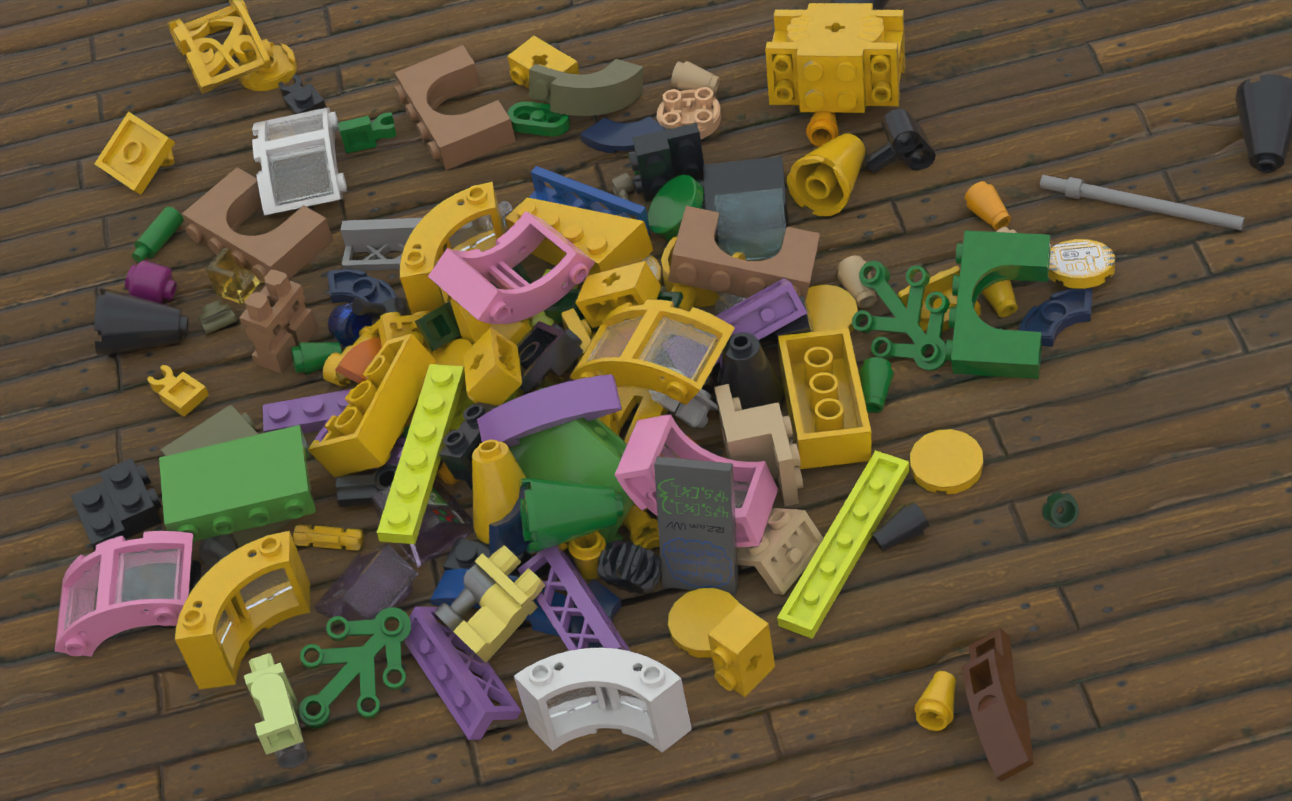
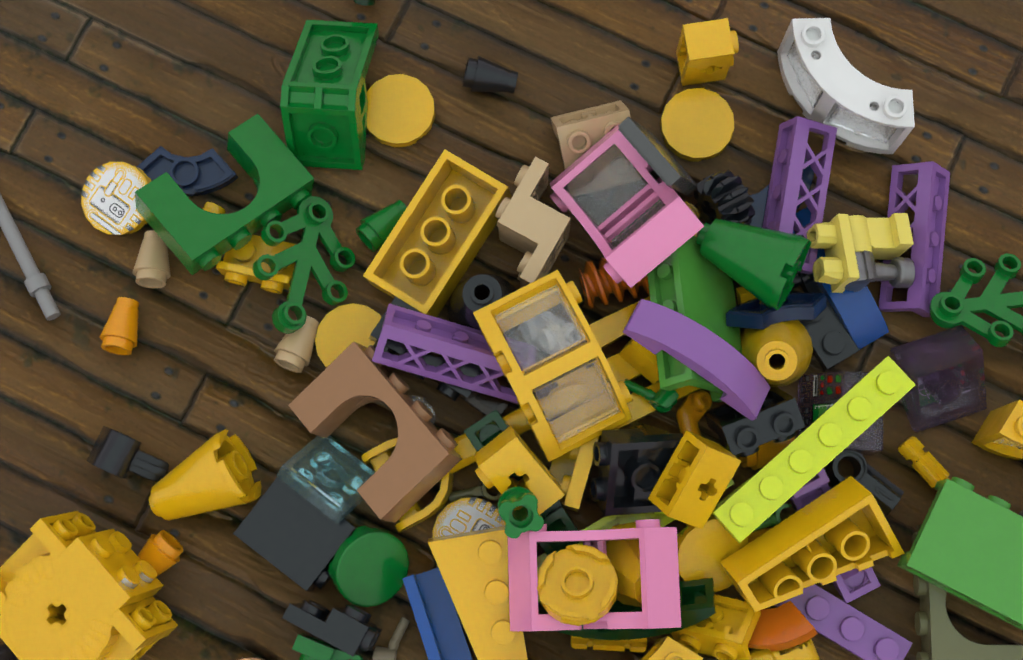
camera: 145 degrees left, 30 degrees up
(518, 255) = (577, 584): none -> yellow tile
(594, 258) = (523, 519): none -> green brick
(843, 544) = (540, 99): neon yellow plate -> none
(1015, 422) = (327, 94): none -> green bracket

